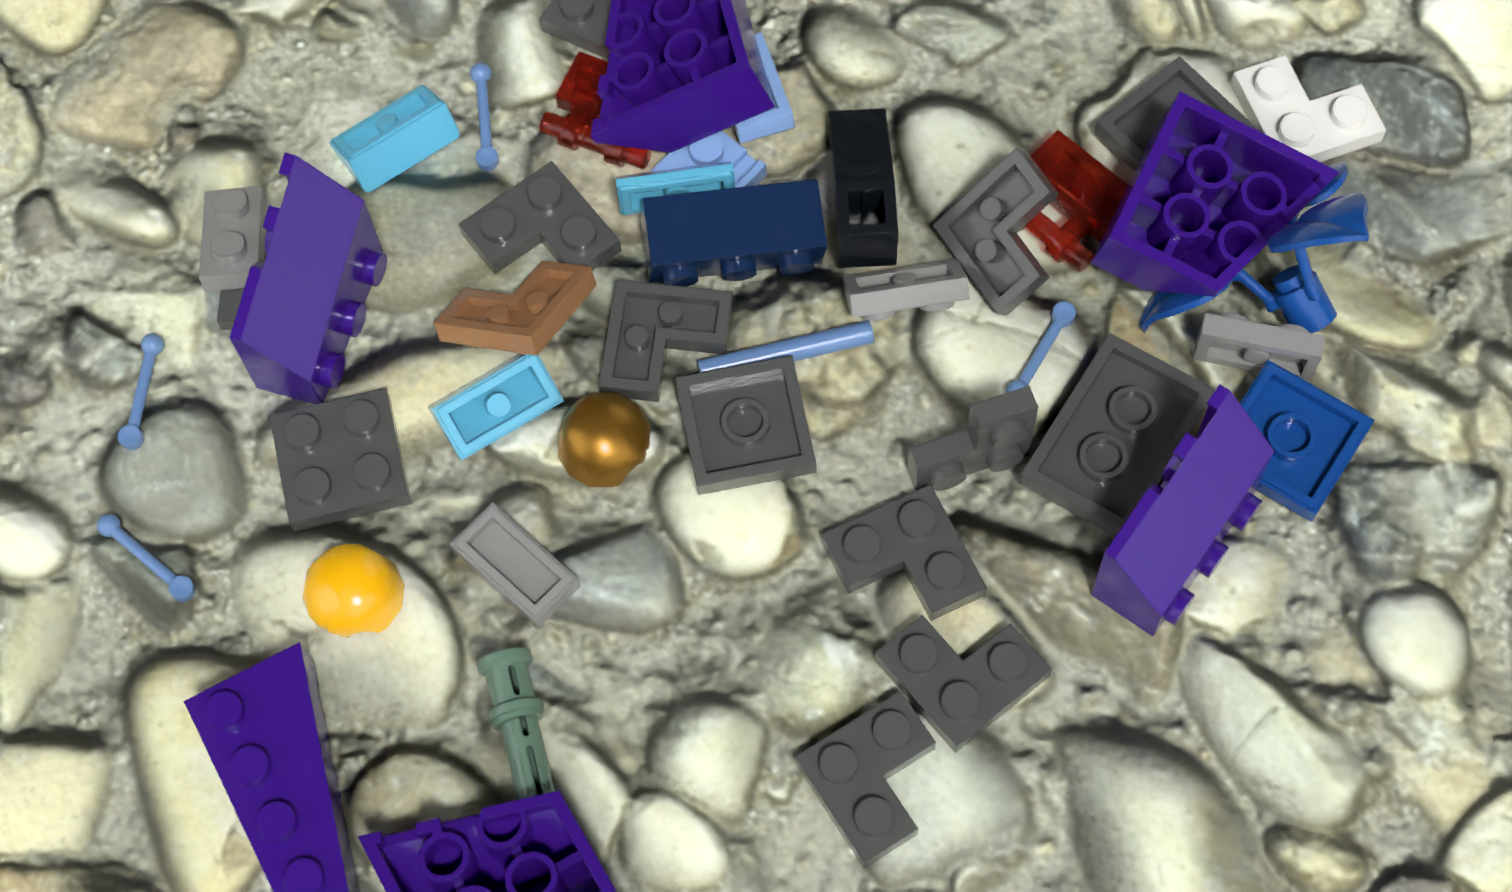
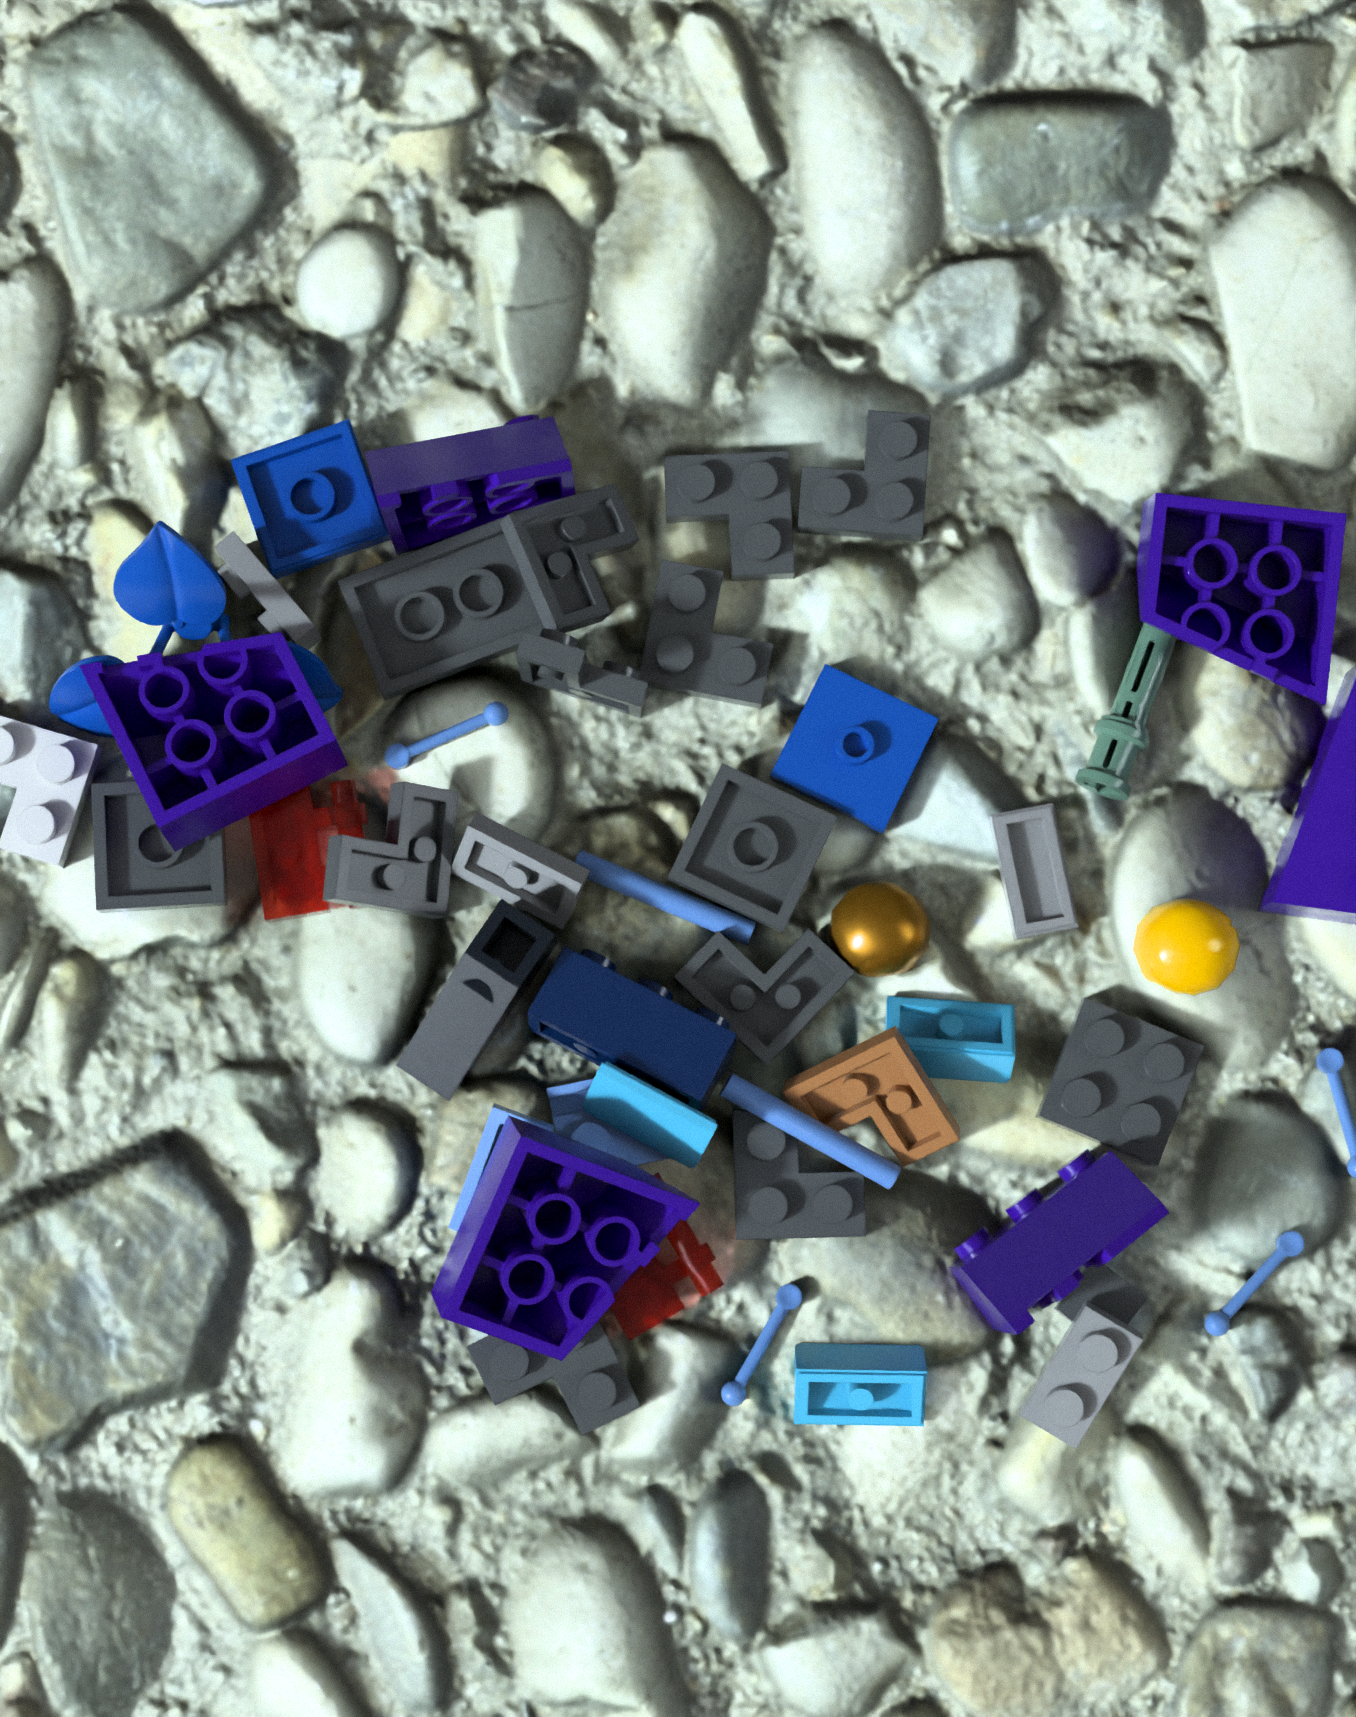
camera: 150 degrees left, 15 degrees up
(550, 256) = (810, 1131): none -> medium blue bar
(724, 557) = (853, 748): none -> blue plate
(1075, 524) = (556, 548): none -> dark grey plate

